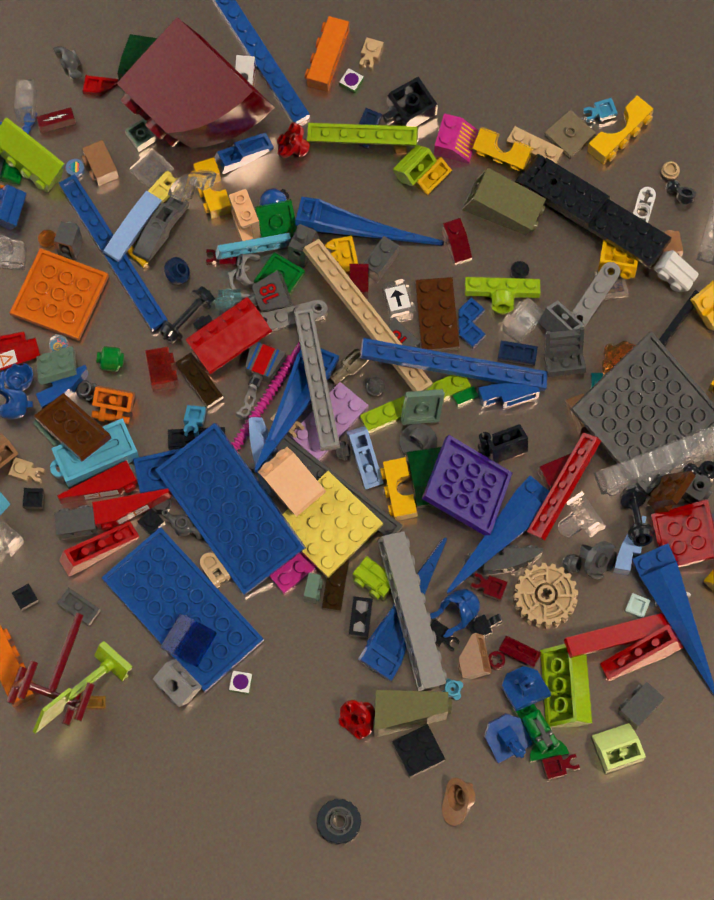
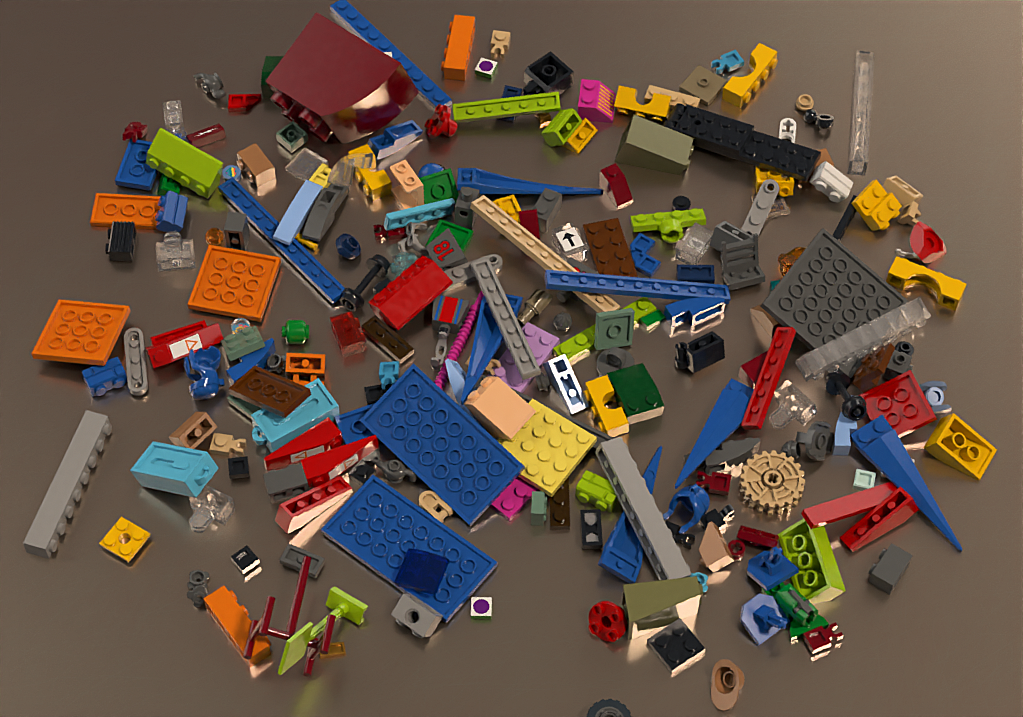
camera: 10 degrees left, 15 degrees down
(467, 485) = (674, 390): dark purple plate -> none
(618, 748) = (878, 611): yellowish green slope -> none

